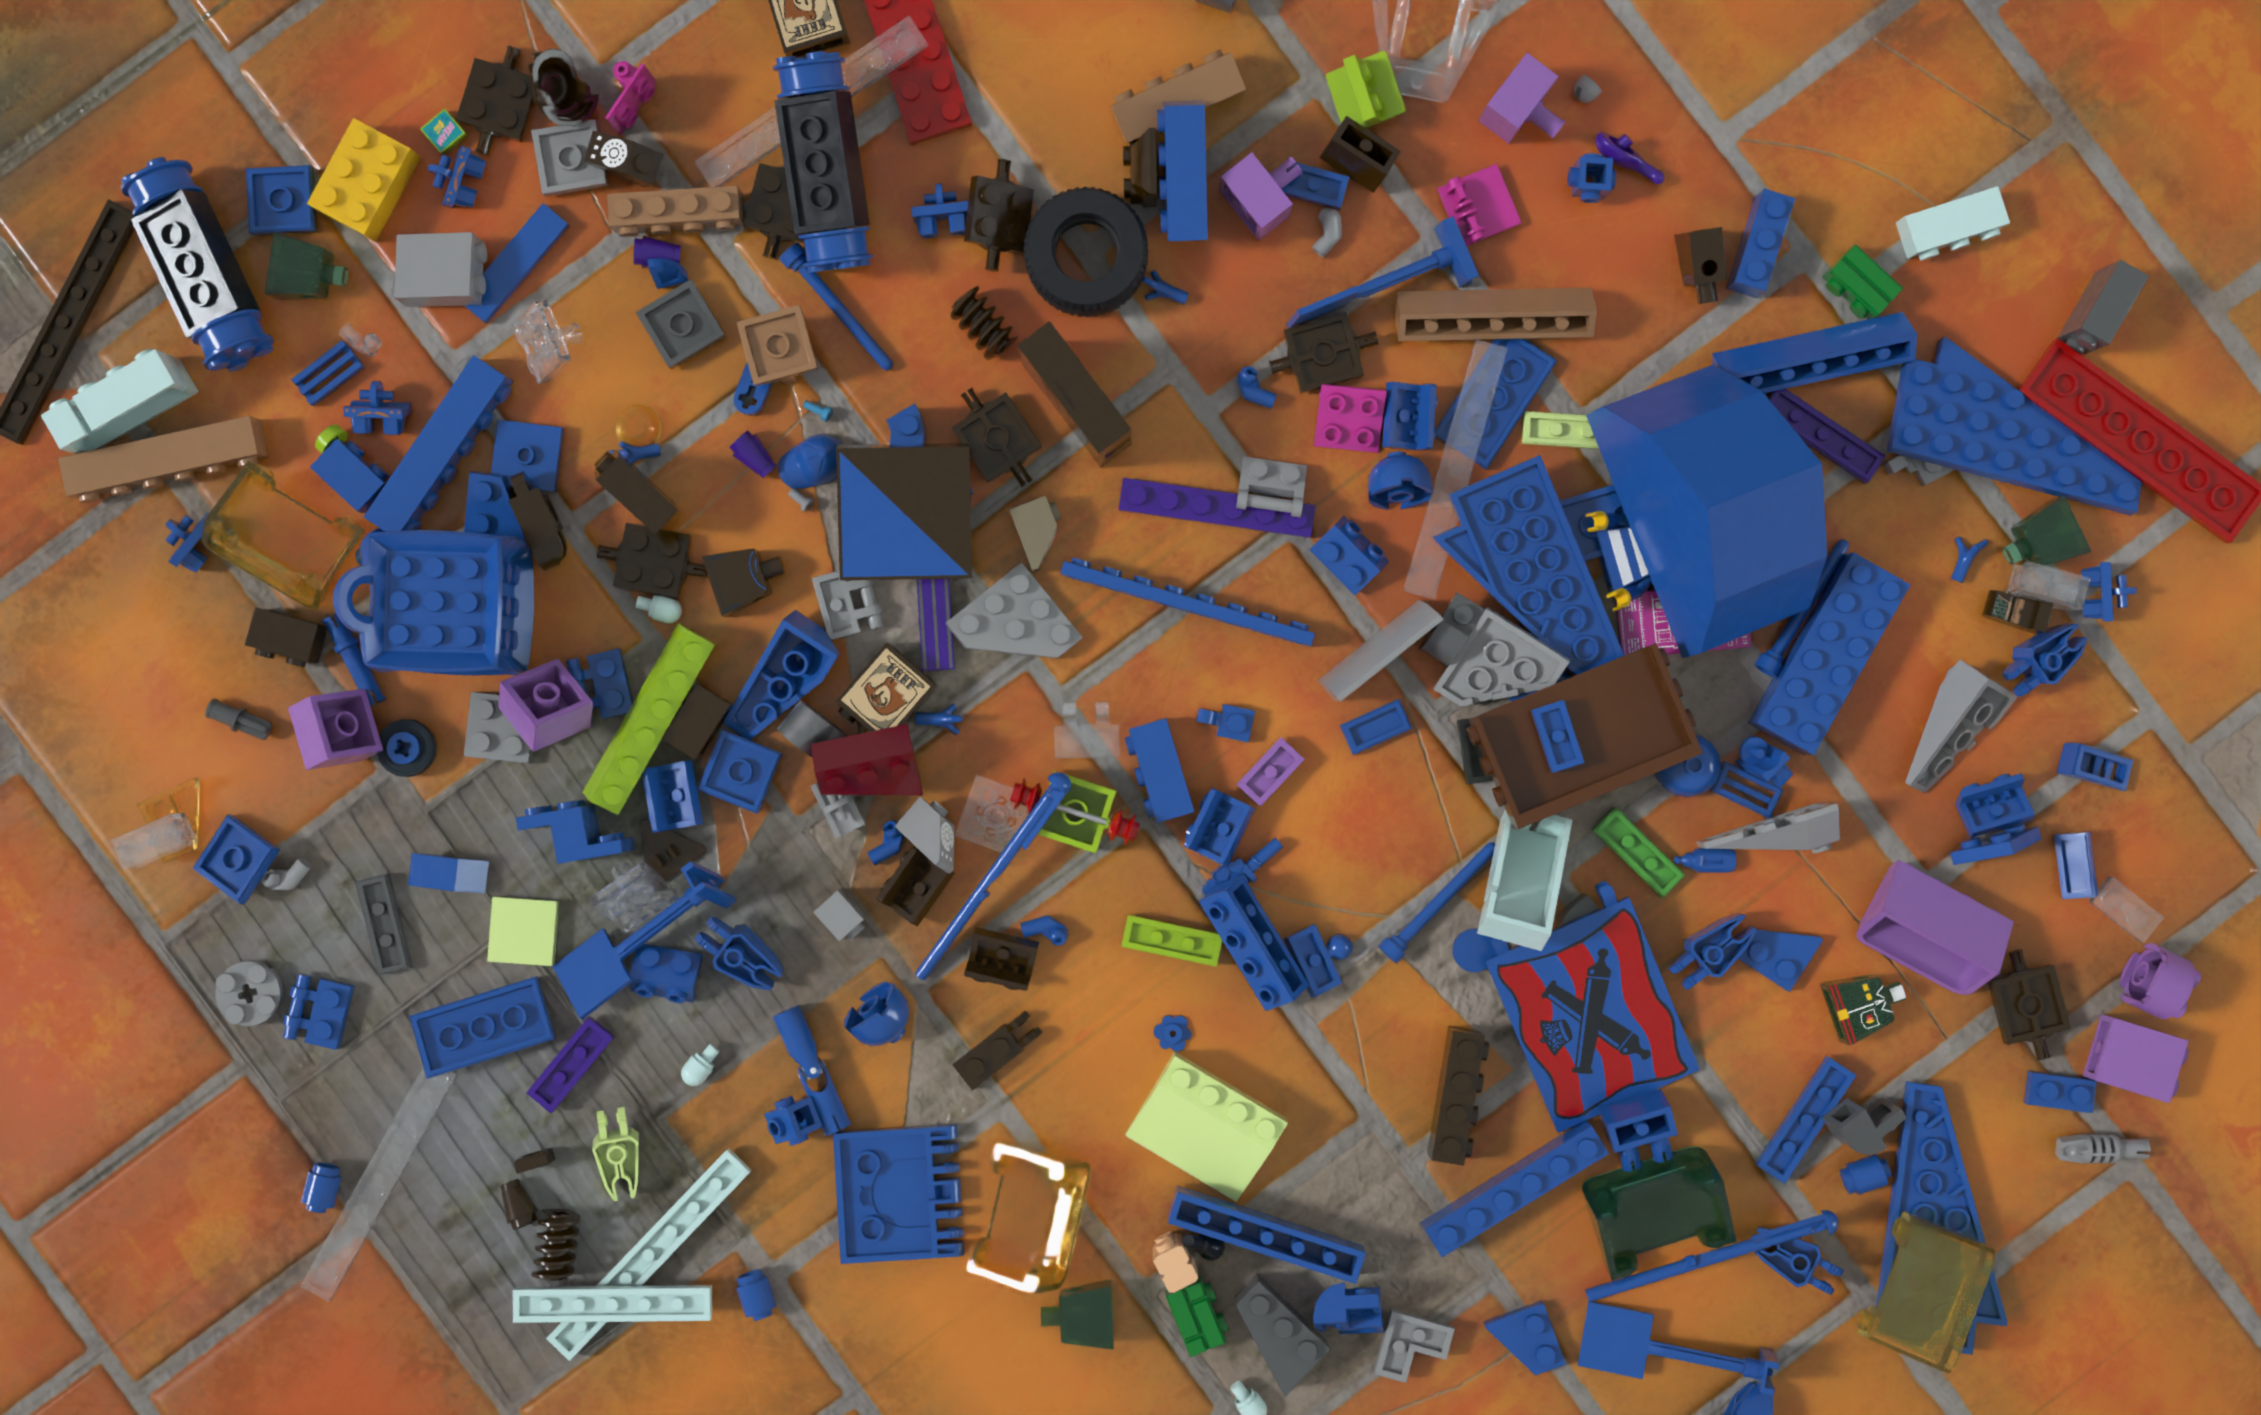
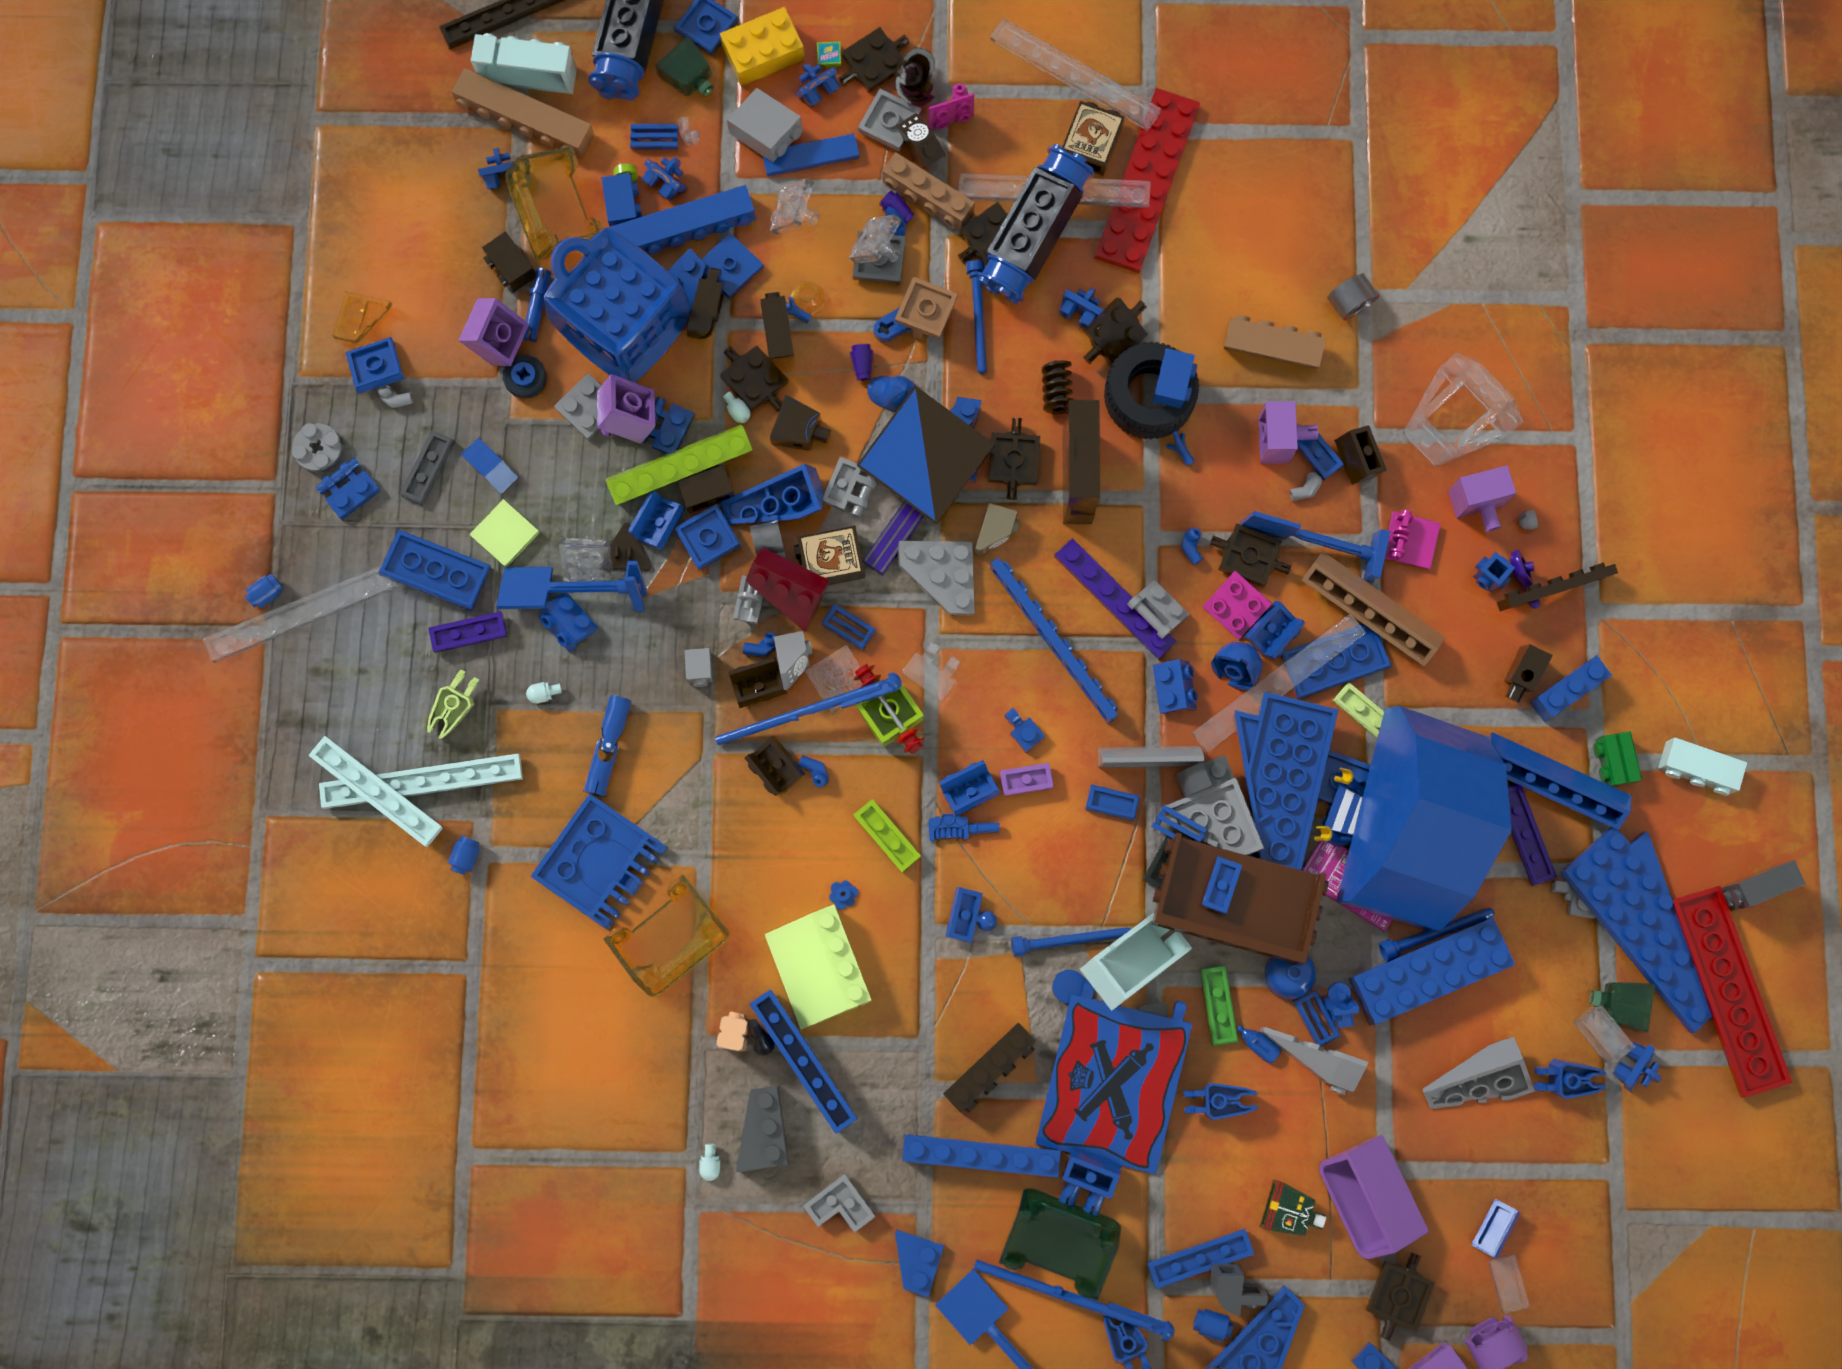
camera: 40 degrees right, 10 degrees down
(154, 841) = (338, 316): clear hinge -> none
(238, 719) = (442, 288): dark grey axle -> none
(518, 1205) = (368, 691): dark brown cone -> none
(534, 1160) = (400, 671): dark brown tile -> none
(558, 1244) = (371, 732): dark brown piece -> none
(575, 831) = (582, 496): blue bracket -> none
(665, 312) = (876, 240): none -> clear plate
(741, 954) = (621, 643): blue hinge -> none
(792, 1120) = (572, 765): blue brick -> none
(806, 503) = (871, 413): light grey piece -> none
(825, 413) = (923, 371): dark azure piece -> none
(880, 1017) = (674, 744): blue cylinder -> none
(940, 718) = (851, 598): blue bar -> none
(990, 749) = (865, 638): none -> blue tile
(994, 1052) = (725, 821): dark brown hinge -> none
(1083, 1315) = (651, 1025): clear green torso -> none
(1105, 227) = (1174, 377): none -> blue brick
(1143, 170) = (1223, 367): dark brown slope -> none
(1159, 771) = (959, 727): blue brick -> none
(1185, 170) = (1247, 383): blue brick -> none
(1197, 1318) = (720, 1080): green brick -> none
(1254, 943) = (936, 873): blue brick -> none
(1349, 1310) = (818, 1153): blue brick -> none
(1366, 90) = (1392, 421): lime bracket -> none
(1464, 690) = (1161, 817): none -> blue tile
(1669, 143) = (1556, 586): none -> dark brown plate
(1780, 955) = (1260, 1138): blue wing -> none
(1965, 558) = (1563, 979): blue bar -> none
(1994, 805) = (1469, 1148): blue bracket -> none
(2001, 844) = (1455, 1173): blue plate -> none
(2017, 611) = (1572, 1037): dark brown leg -> none
(2075, 760) = (1543, 1162): blue slope -> none

